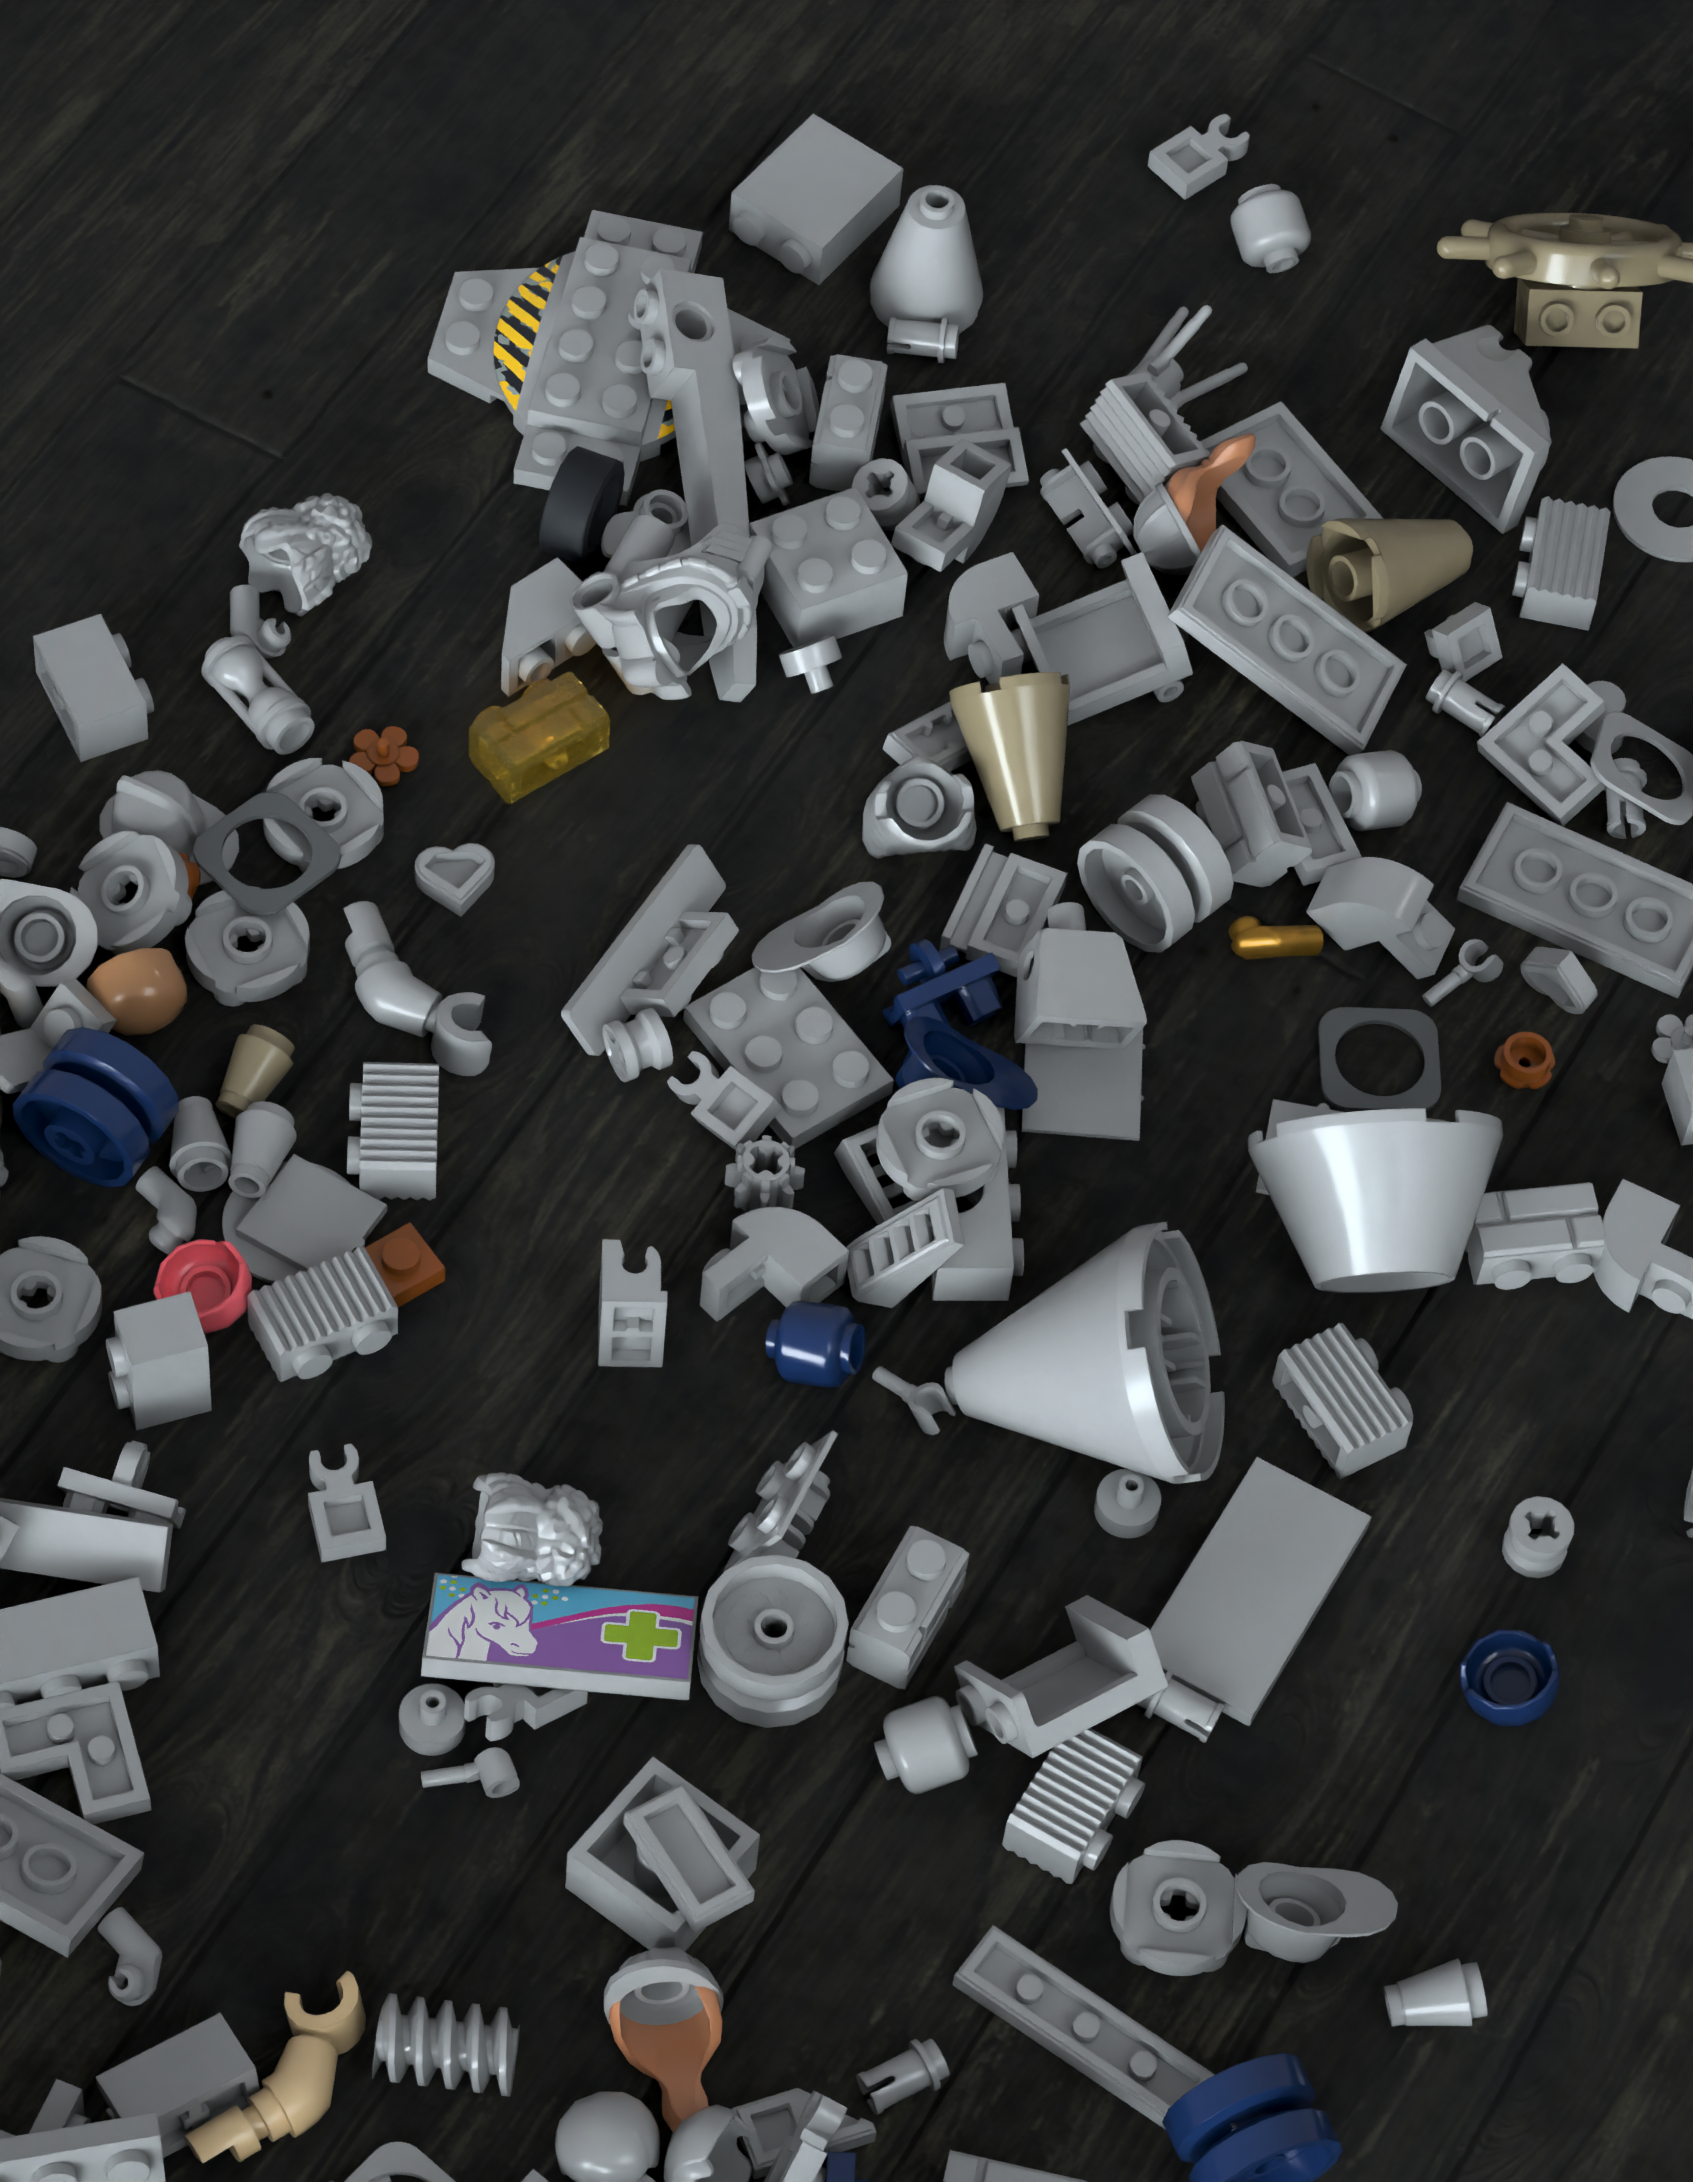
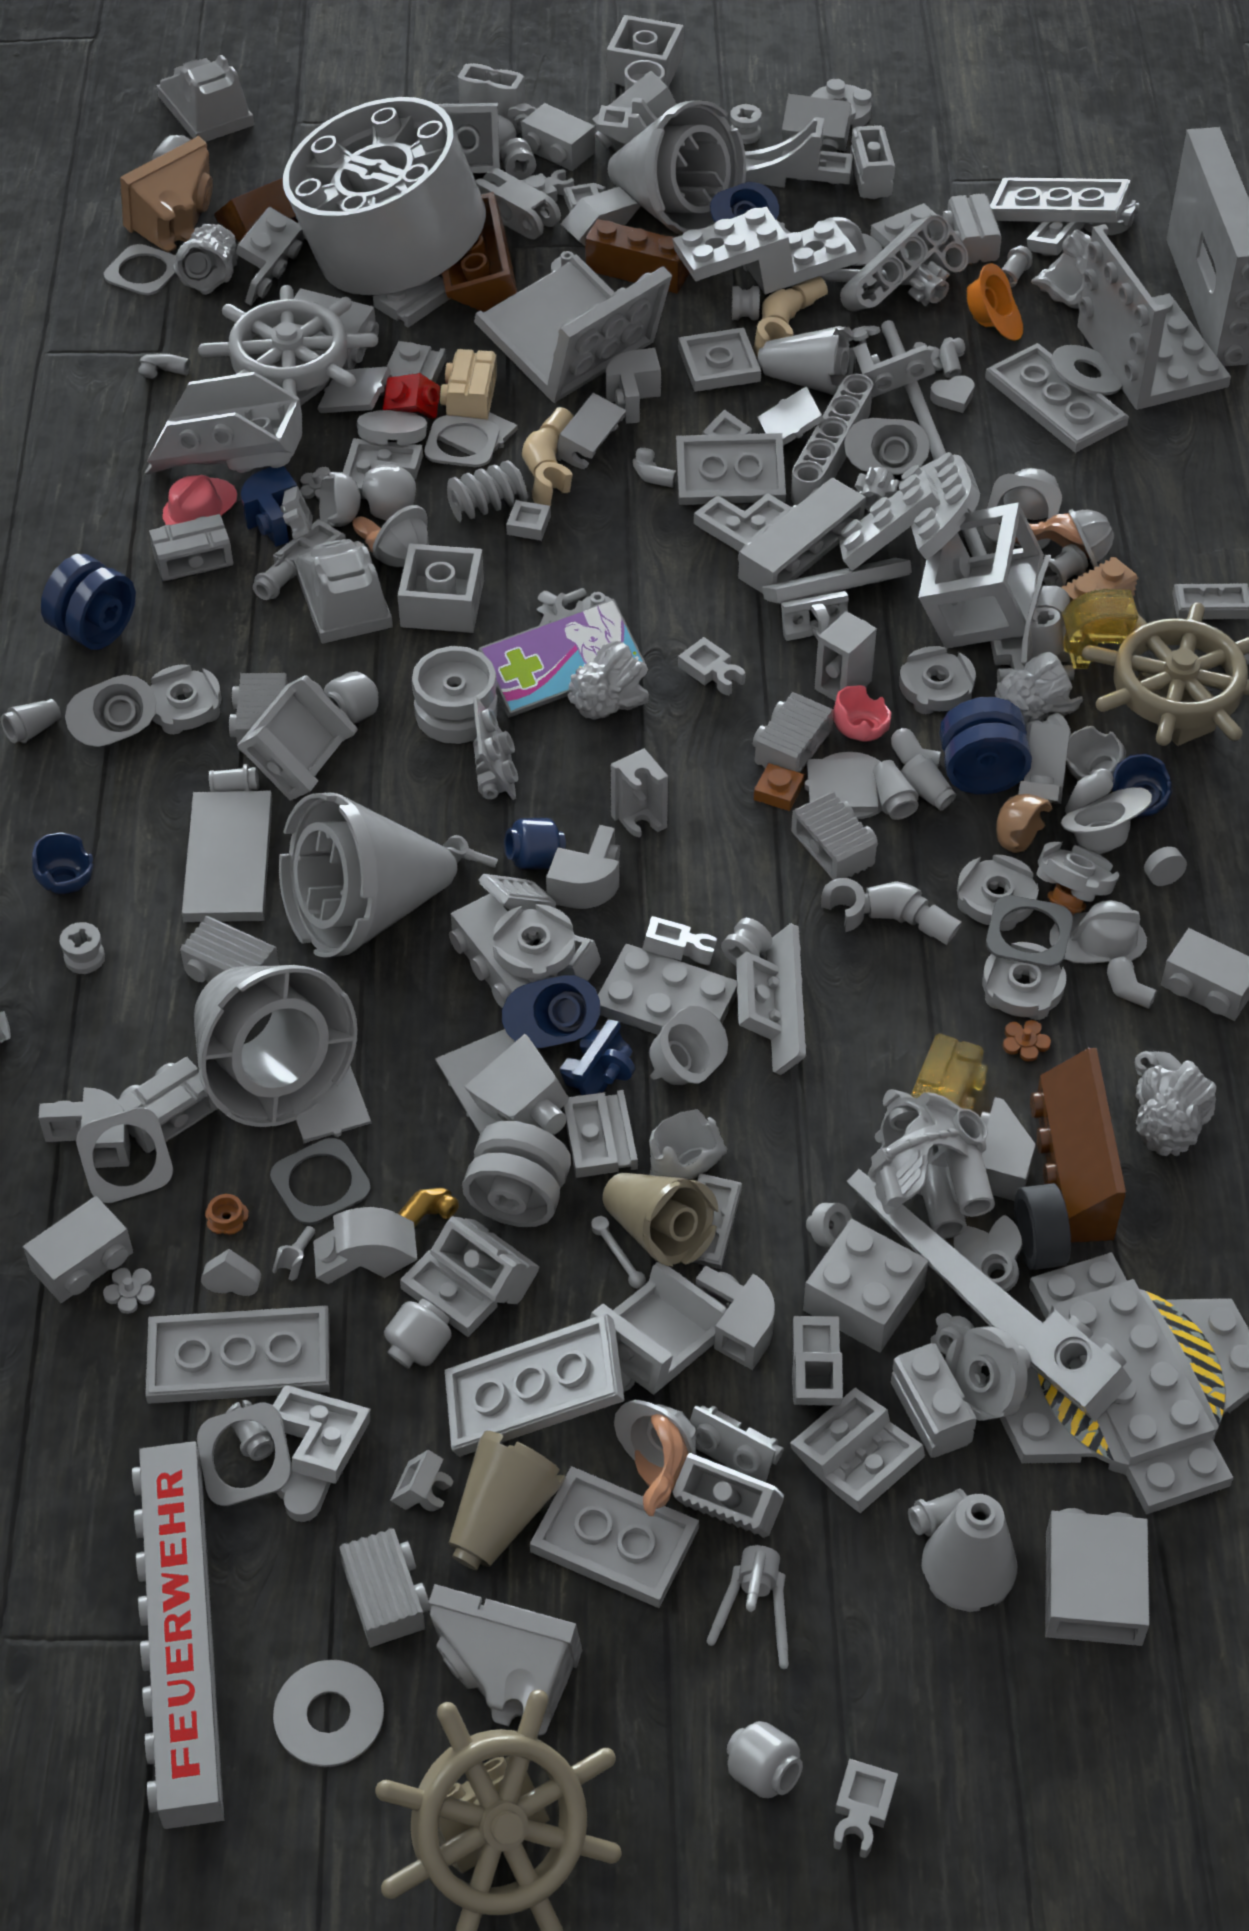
camera: 155 degrees right, 5 degrees down
(199, 744) = (1125, 984): none -> light grey arm
(255, 1069) = (934, 832): dark tan cone -> none
(274, 712) = (1106, 1017): light grey piece -> none
(415, 1956) = (528, 520): none -> light grey plate
(455, 876) = (925, 994): light grey tile -> none
(456, 564) = (1080, 1146): none -> reddish brown slope
(688, 1857) = (423, 565): light grey tile -> none
(764, 1174) = (624, 912): light grey gear -> none
(807, 1983) = (342, 590): none -> light grey piece
(891, 506) = (870, 1363): light grey wheel -> none
(907, 1607) = (399, 747): light grey brick -> none
(1072, 820) = (600, 1226): none -> light grey hinge
(1077, 2025) = (200, 639): light grey tile -> none
(1464, 702) = (395, 1441): light grey pin -> none
(1574, 1166) = (93, 1130): none -> light grey piece

